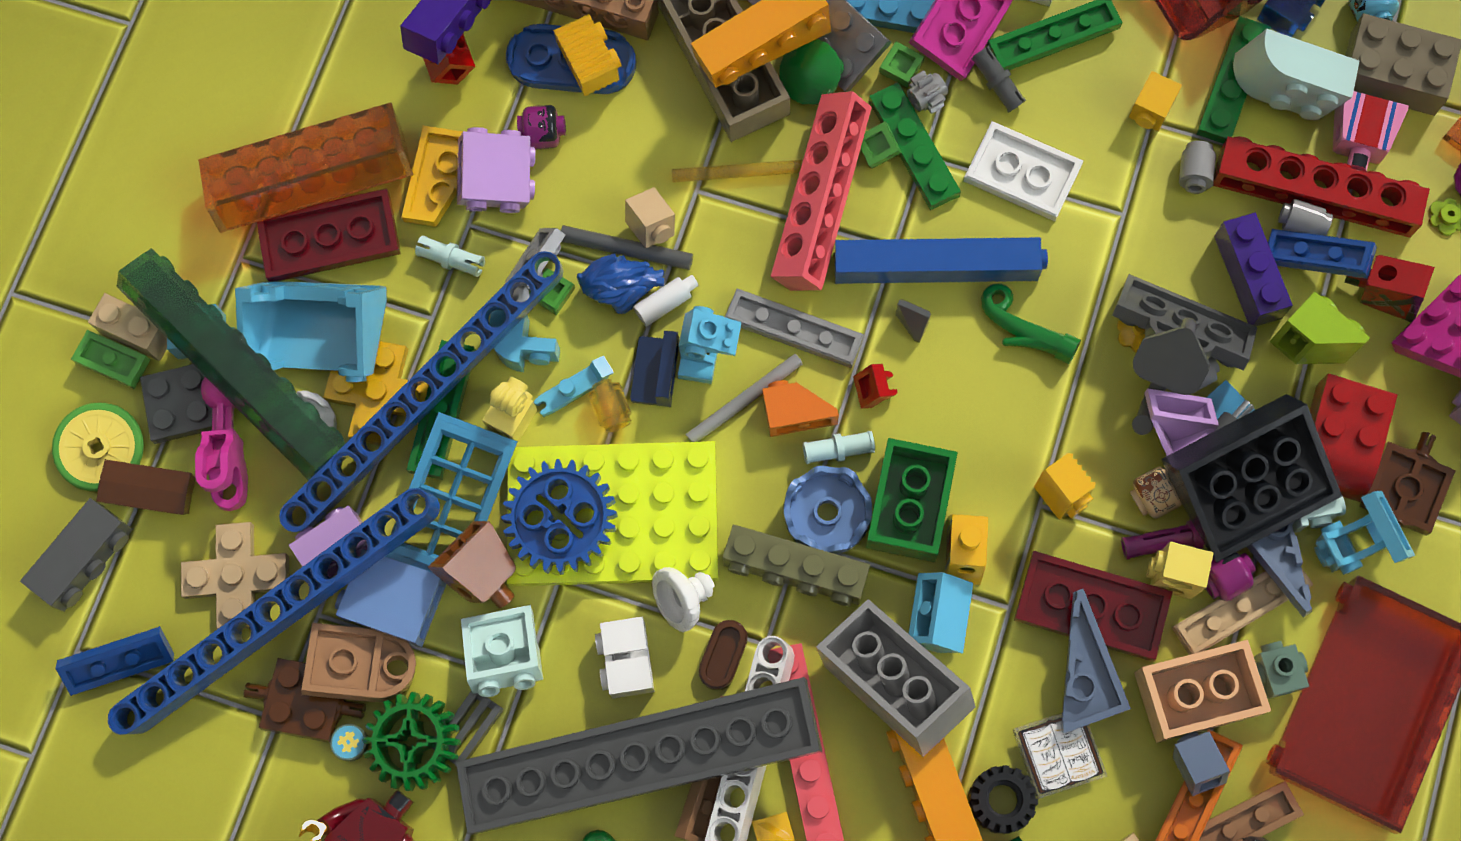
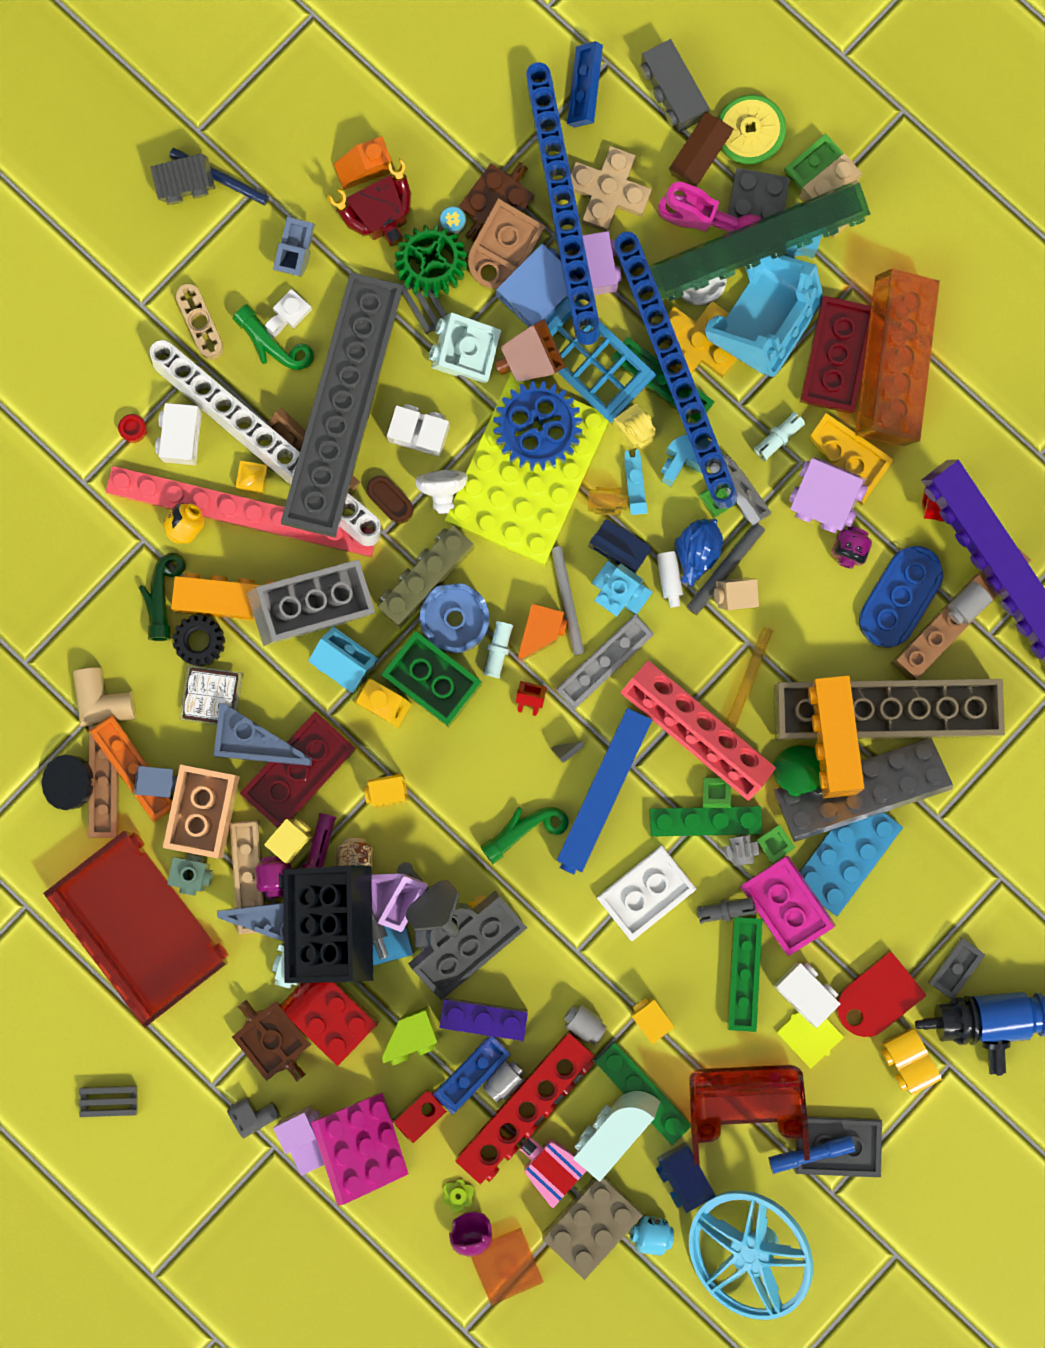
camera: 110 degrees right, 10 degrees up
(587, 54) = (892, 605): yellow brick -> none
(1337, 551) = (249, 965): medium azure tile -> none

